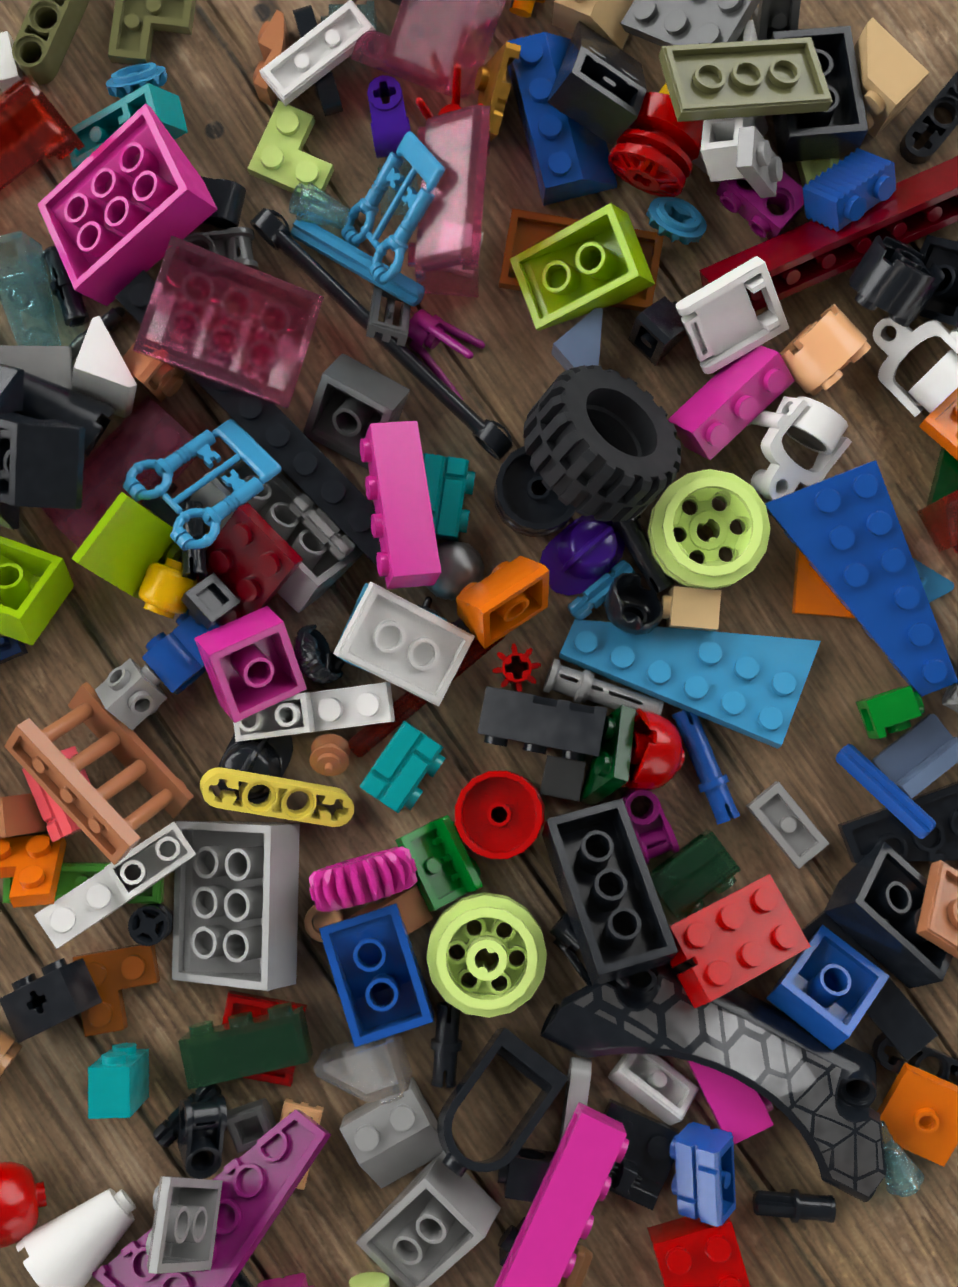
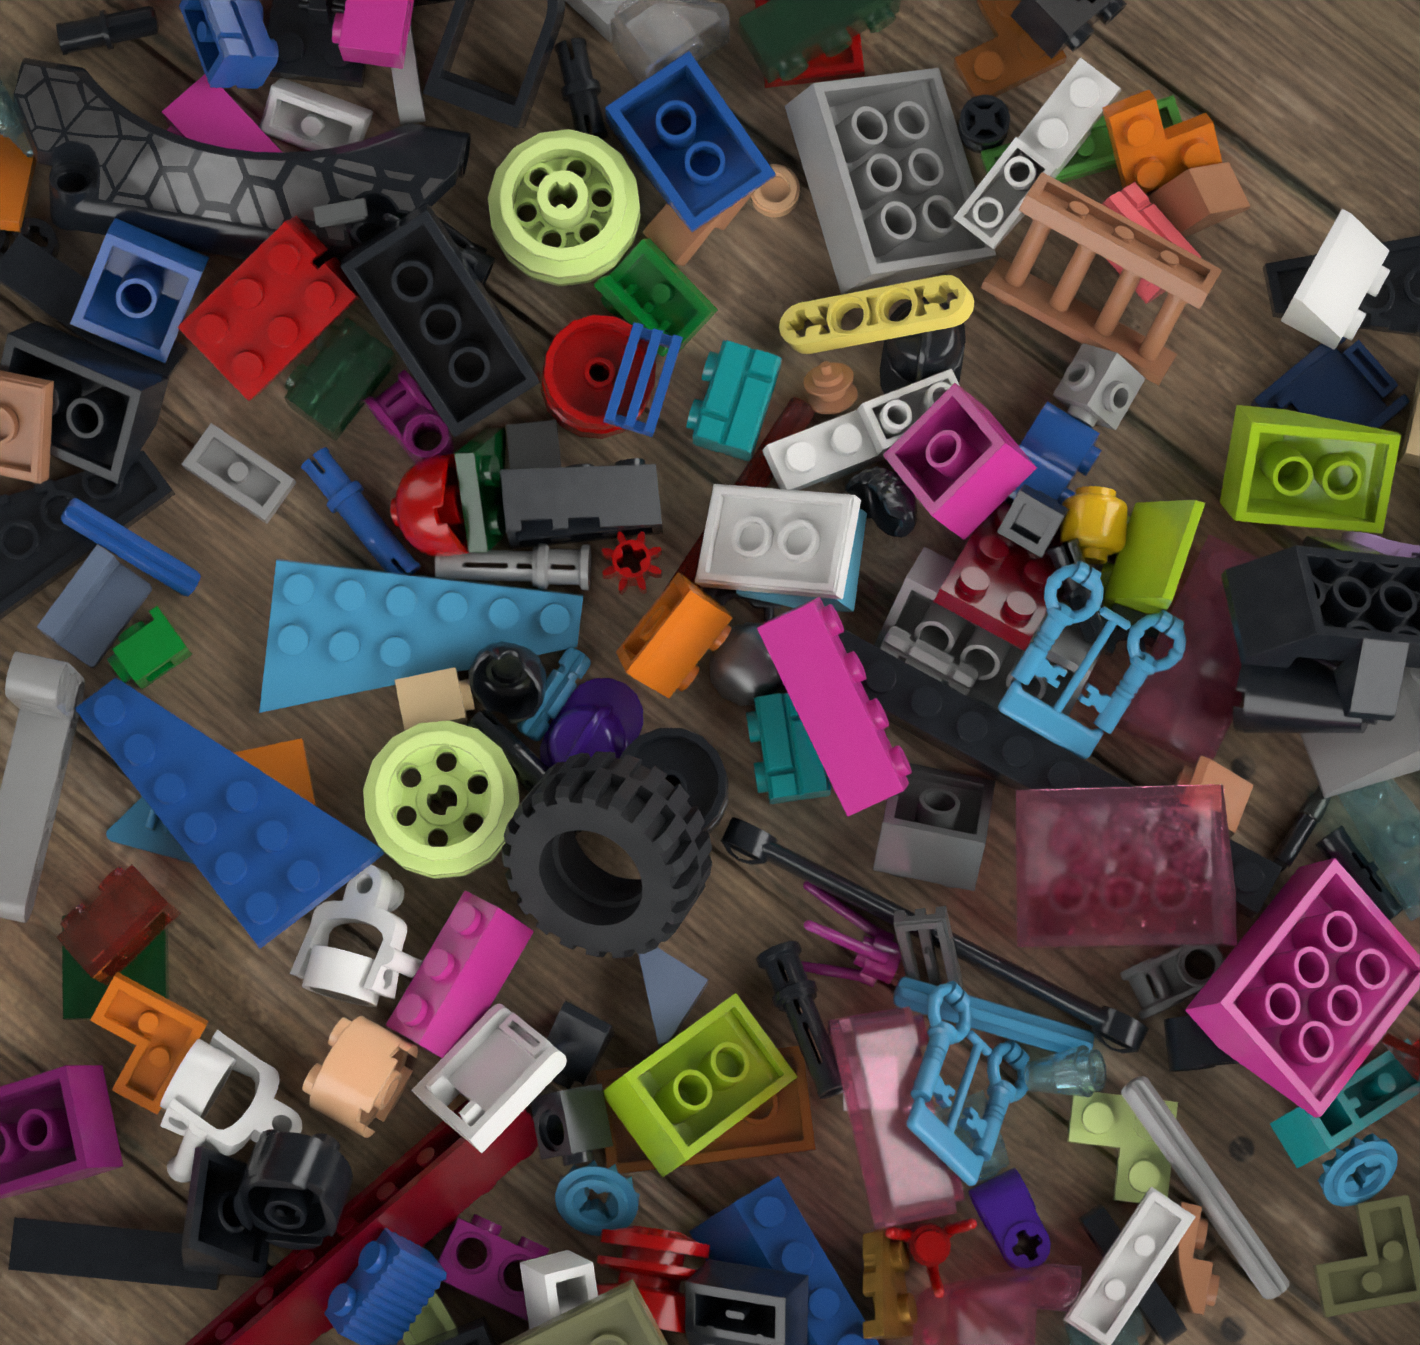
camera: 165 degrees right, 5 degrees down
(102, 371) = (1268, 768): white slope -> none
(247, 101) = (1205, 1187): none -> light grey axle
(362, 879) = (741, 248): dark pink gear -> none
(449, 825) = (655, 338): none -> blue tile
(493, 317) = (789, 998): none -> black pin
(662, 997) = (340, 213): none -> dark grey tile
(681, 267) = (571, 1124): none -> black brick
(758, 162) = (513, 1274): light grey plate -> none

